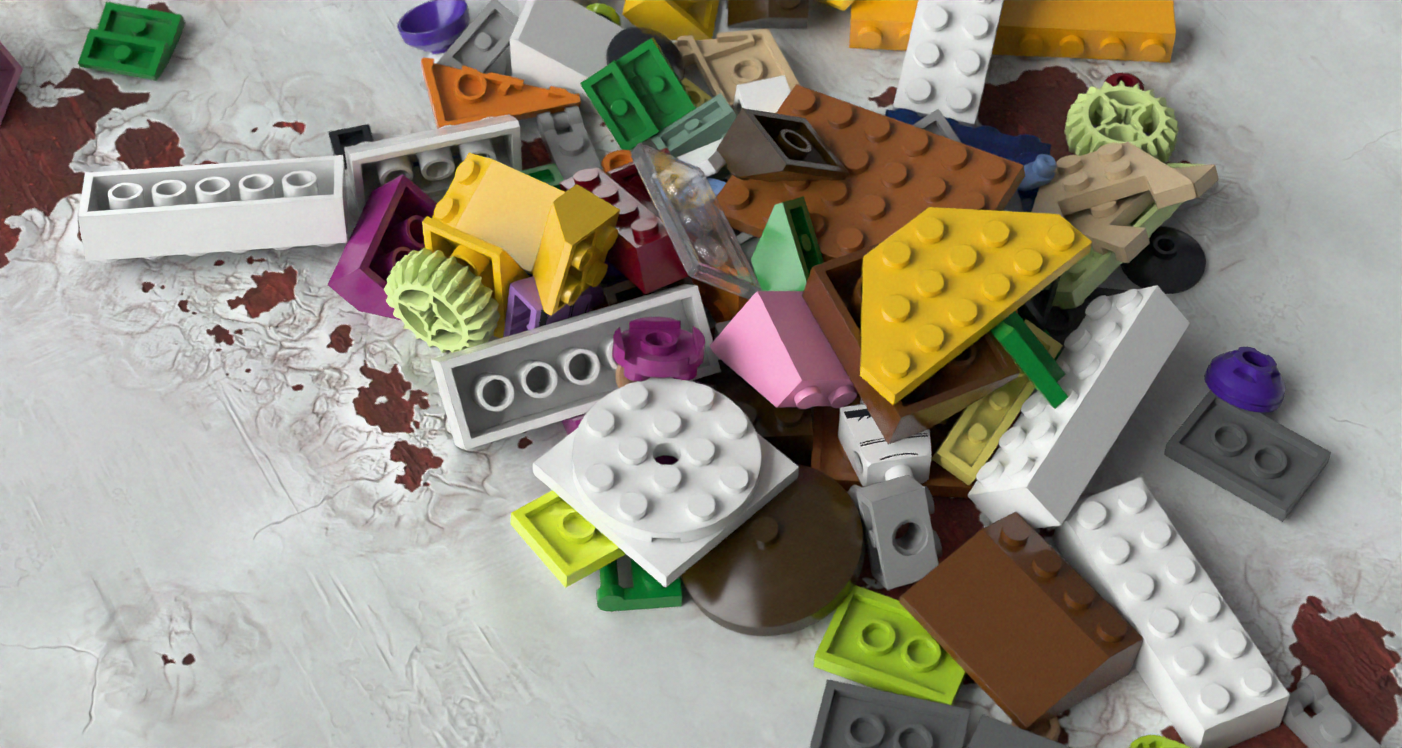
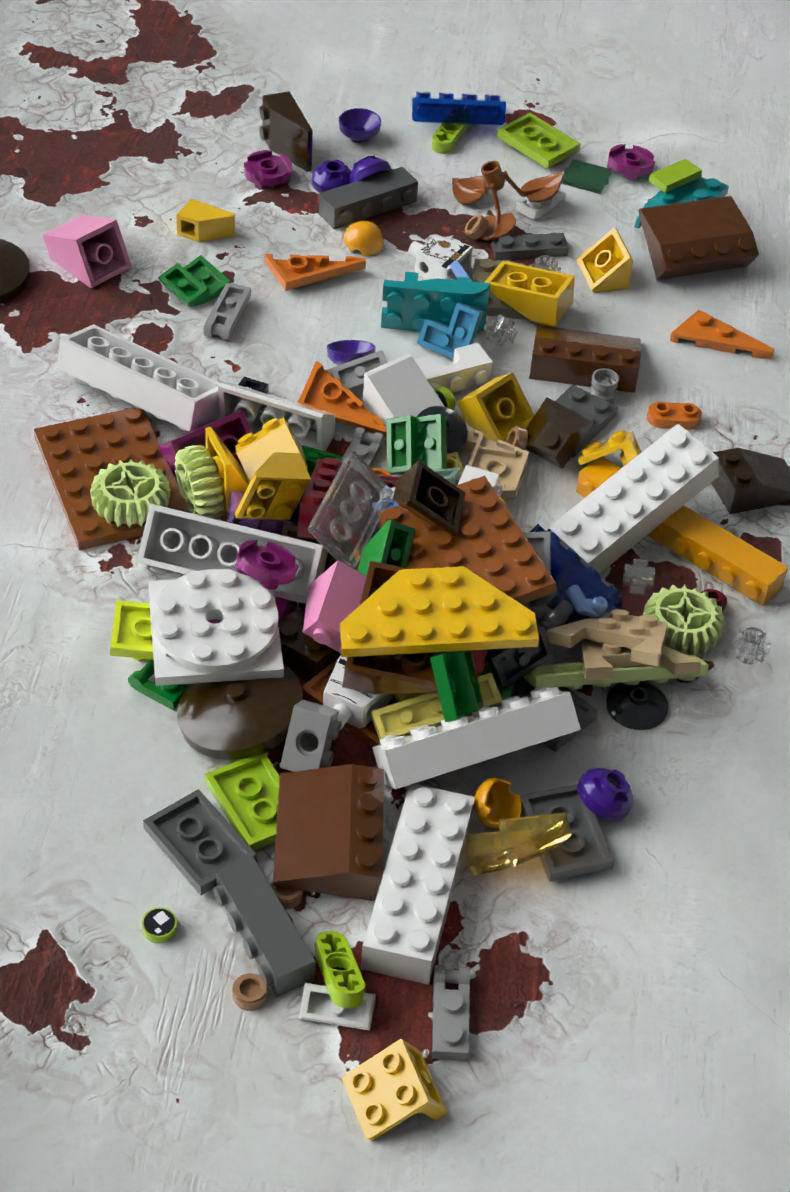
camera: 35 degrees right, 5 degrees down
(217, 57) = (227, 311): none -> light grey plate
(296, 363) = (82, 447): none -> dark orange plate
(371, 379) = (127, 490): none -> yellowish green gear
(733, 18) = (518, 437): none -> medium nougat tile
(1028, 107) = (638, 576): none -> clear gear
(1158, 468) = (496, 802): none -> light orange hair
(1215, 115) = (751, 645): none -> clear gear
(1225, 498) = (515, 842): none -> clear yellow slope

